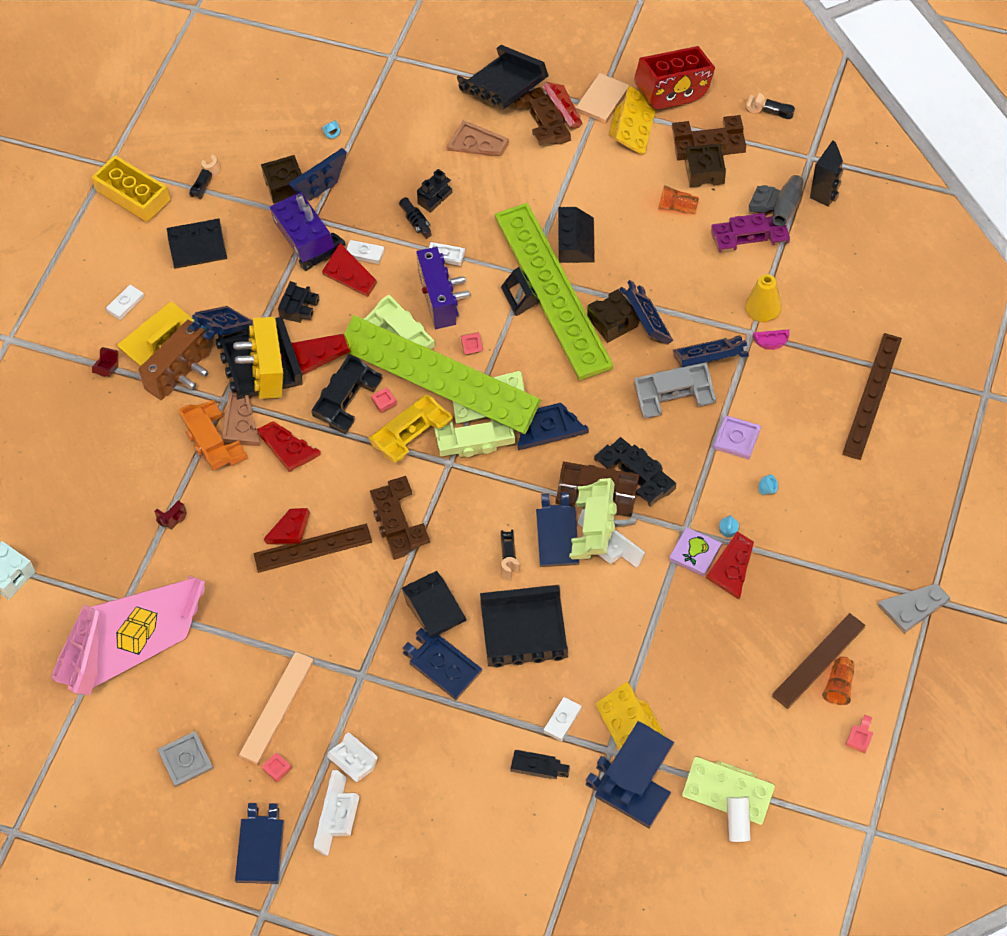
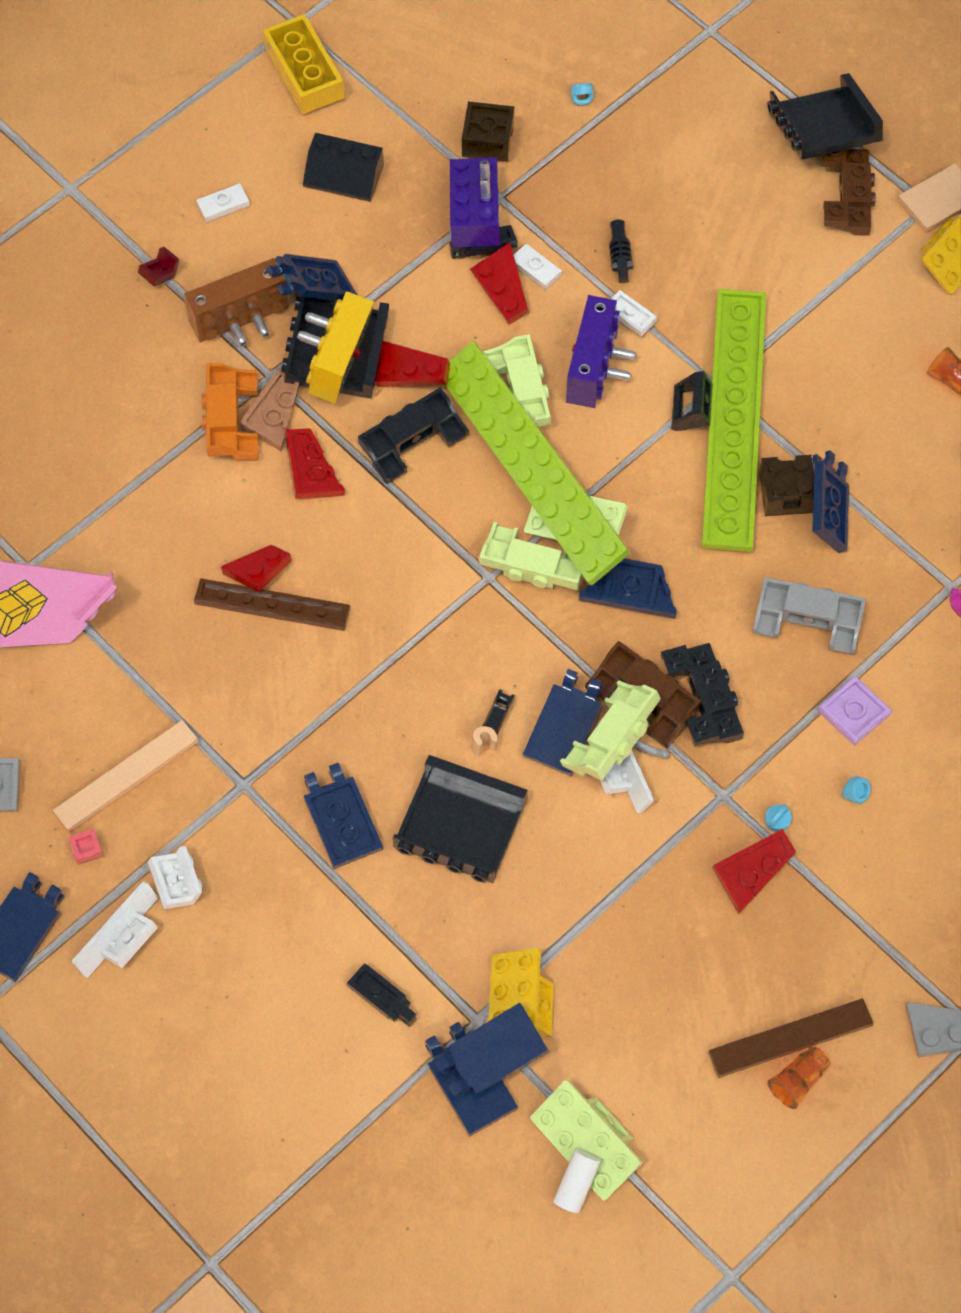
camera: 25 degrees right, 5 degrees up
(153, 333) = (233, 255): yellow bracket -> none
(173, 516) = (134, 490): dark red bracket -> none
(204, 177) = (388, 95): black piece -> none
(296, 301) = (418, 293): black hips -> none
(321, 176) = (530, 148): dark blue wing -> none
(383, 400) = (453, 462): coral plate -> none
(394, 526) = (381, 608): reddish brown bracket -> none
(407, 425) = (460, 509): yellow bracket -> none
(433, 604) = (367, 742): black slope -> none
(434, 191) = (660, 227): black hips -> none
(471, 343) = (597, 440): coral plate -> none
(478, 140) = (751, 184): nougat wing -> none
(562, 719) = (442, 954): white plate -> none
(564, 104) = (884, 179): red wing -> none
(575, 236) = (801, 361): black slope -> none
(695, 551) = (719, 829): lavender tile -> none
(710, 351) = (882, 587): dark blue tile -> none
(860, 736) = (784, 1157): coral plate -> none

